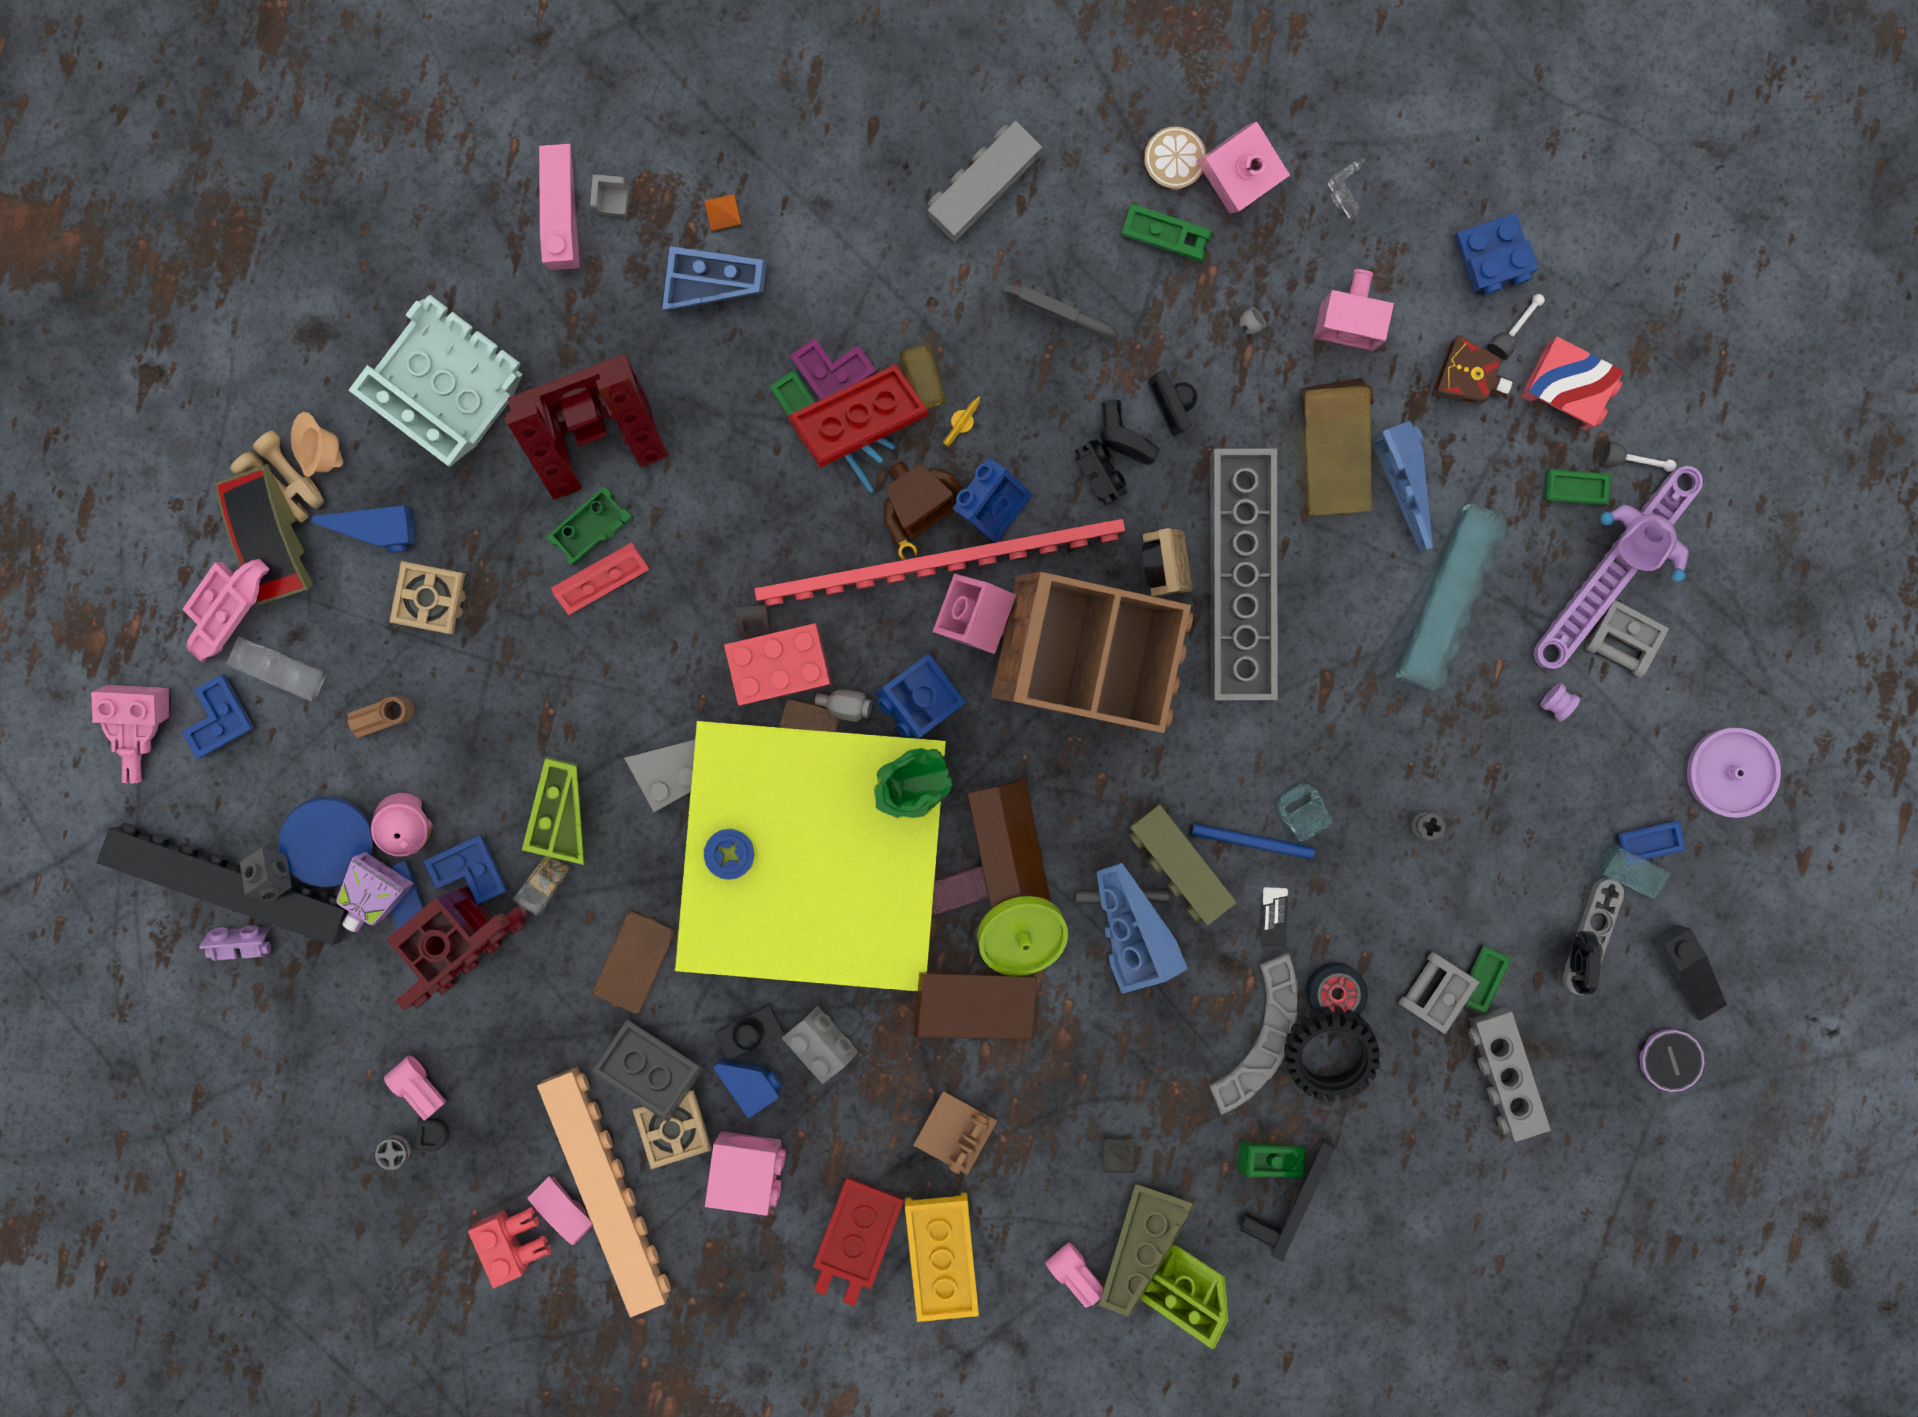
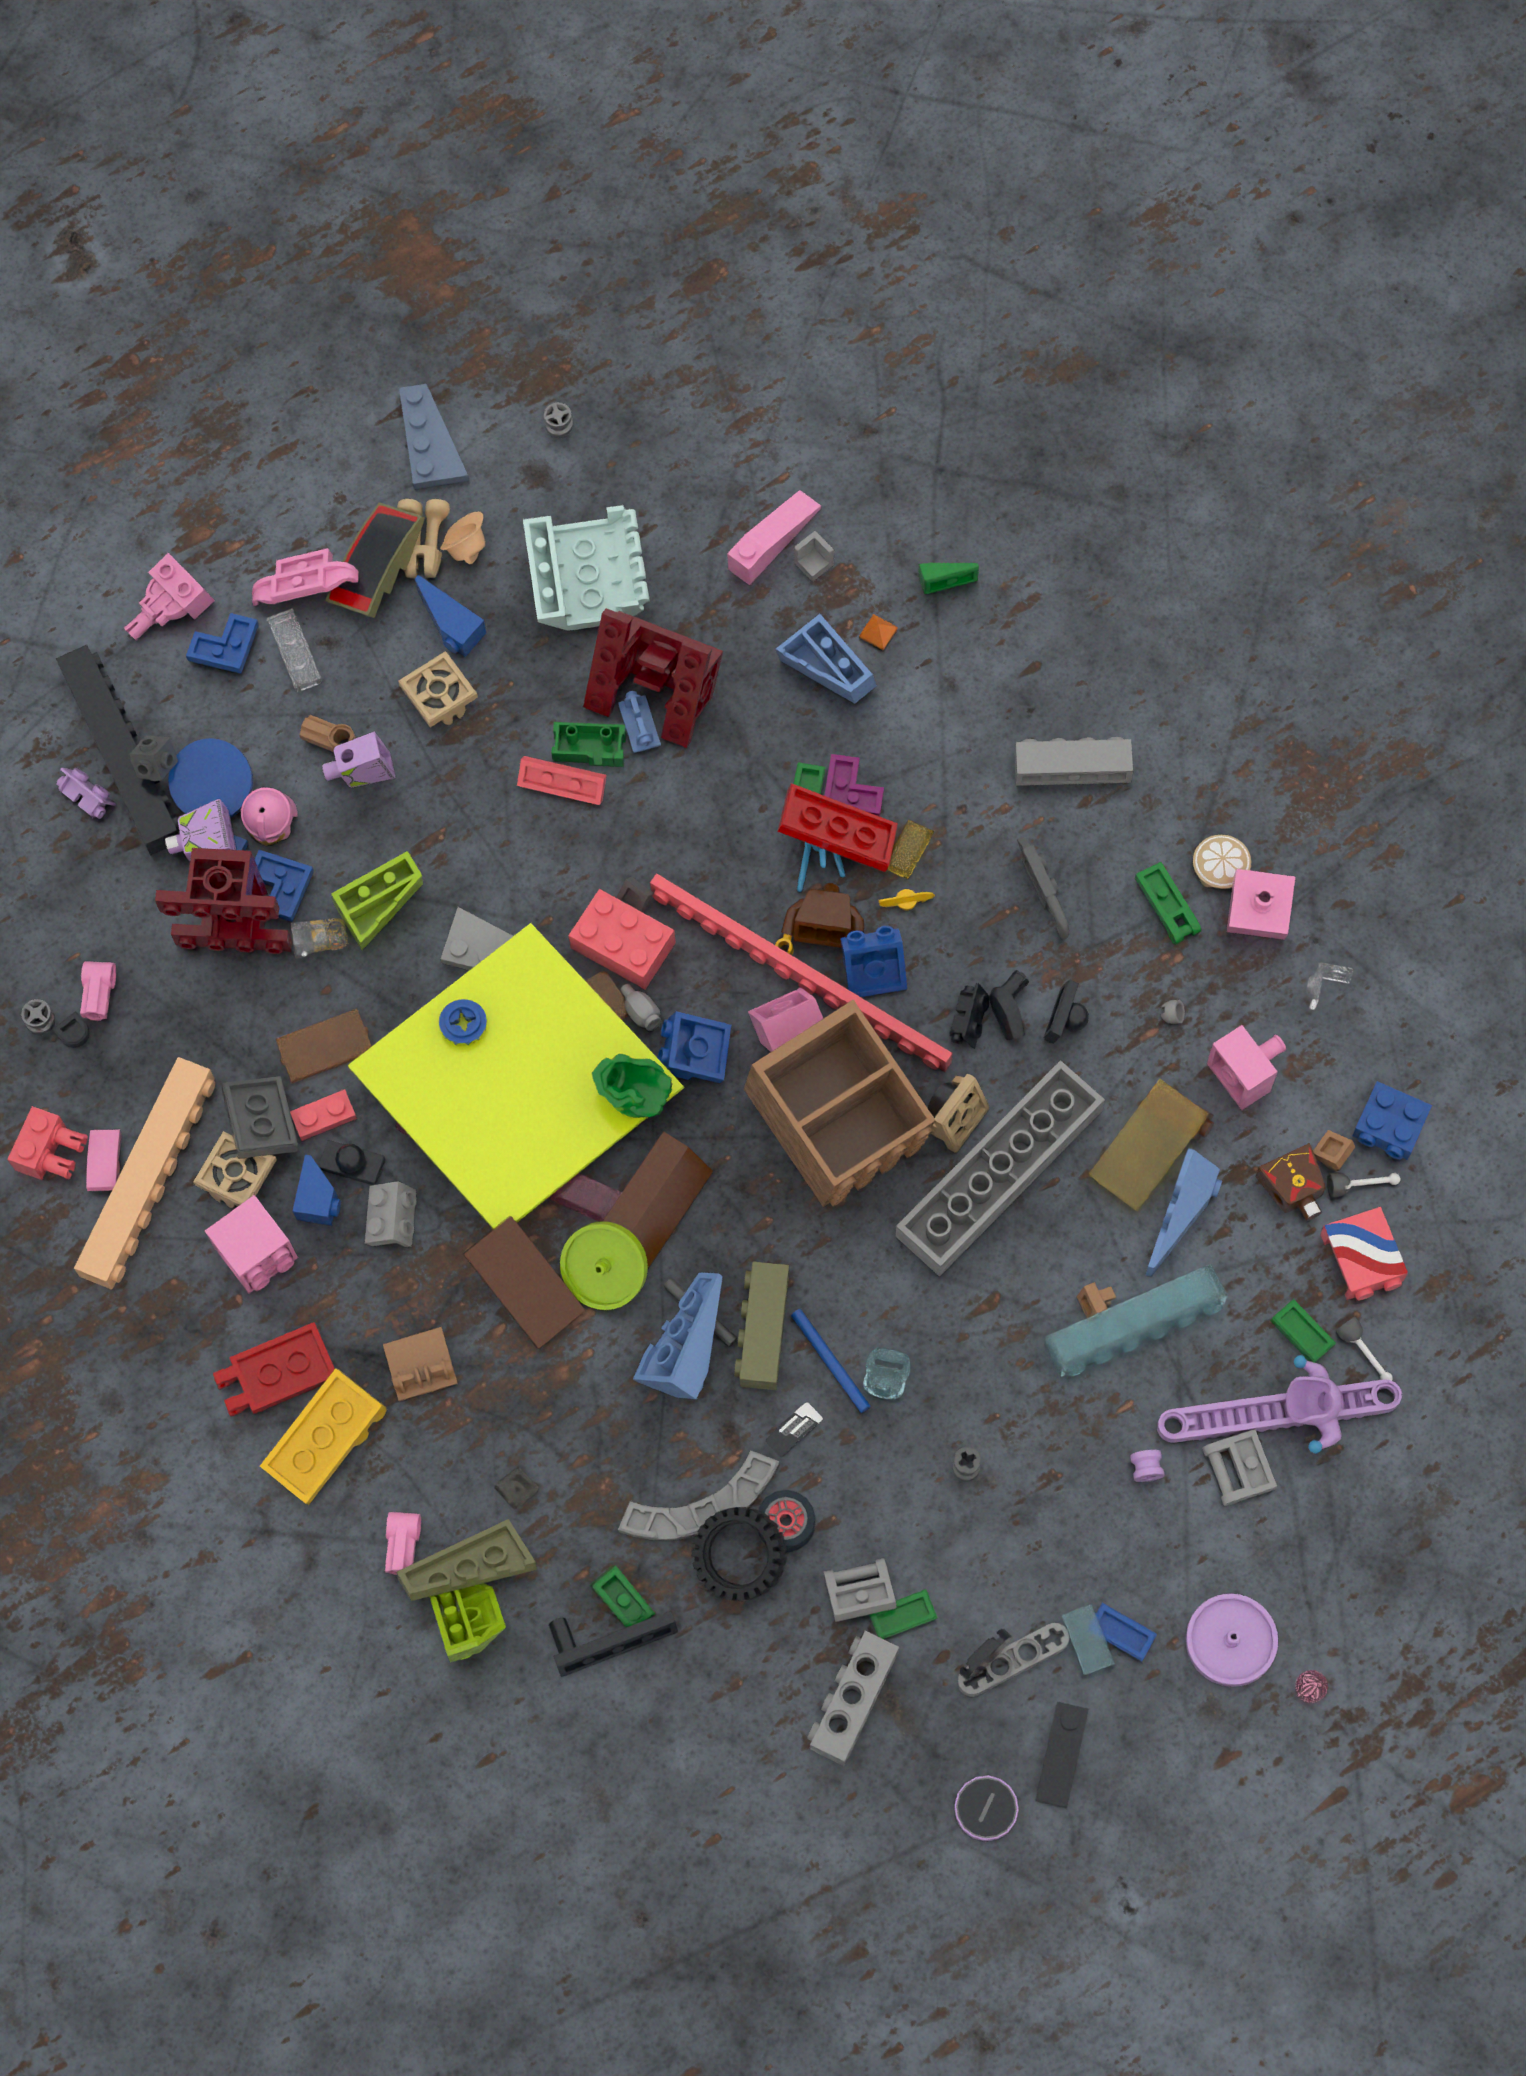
camera: 50 degrees right, 20 degrees down
(200, 390) = (430, 447): none -> sand blue wing
(276, 265) = (560, 413): none -> flat silver wheel
(429, 715) = (361, 762): none -> lavender torso
(611, 471) = (639, 722): none -> medium blue hinge
(689, 1016) = (323, 1115): none -> coral plate
(729, 115) = (943, 576): none -> green slope
(1407, 611) = (1094, 1300): none -> medium nougat tile
(1478, 321) = (1333, 1150): none -> medium nougat tile
(1820, 752) = (1311, 1686): none -> clear pink tile

